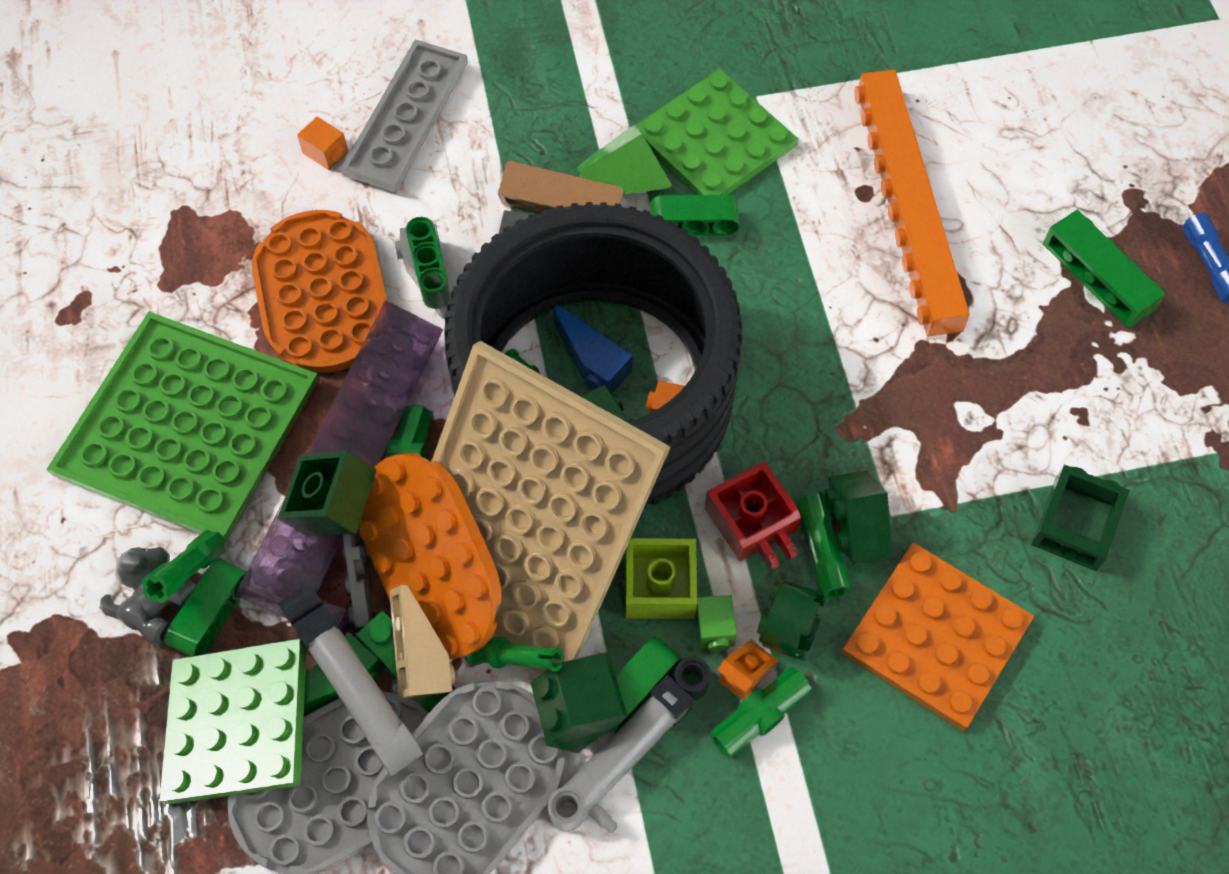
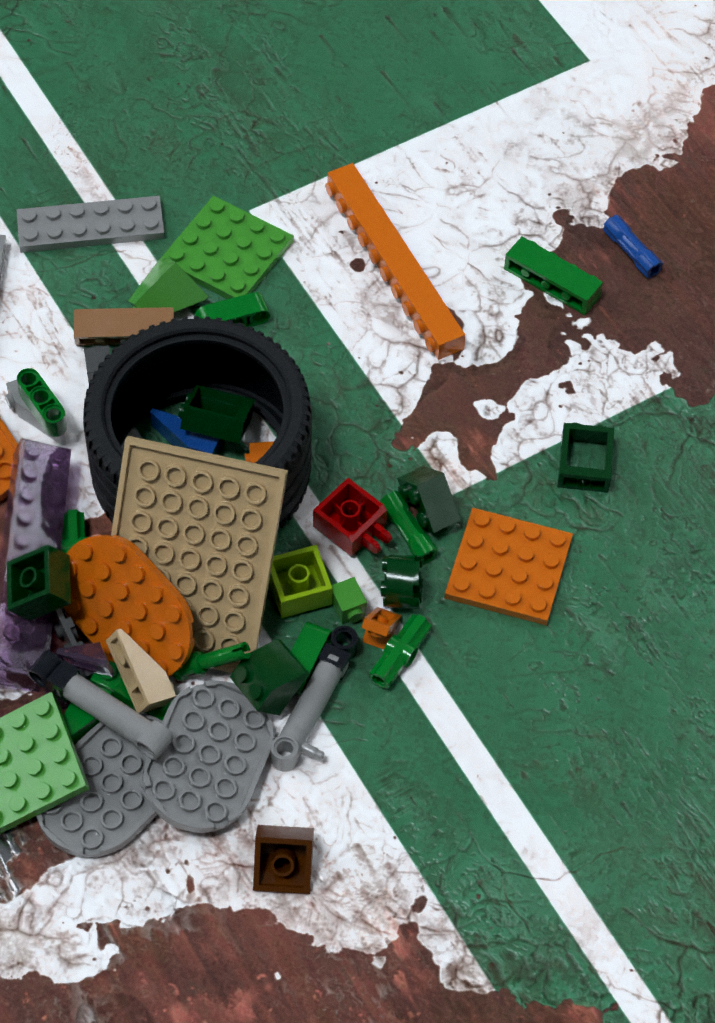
camera: 20 degrees left, 5 degrees down
(361, 605) = (87, 657): none -> clear purple slope
(568, 67) = (90, 224): none -> light grey plate
(639, 321) = (216, 413): none -> dark green window

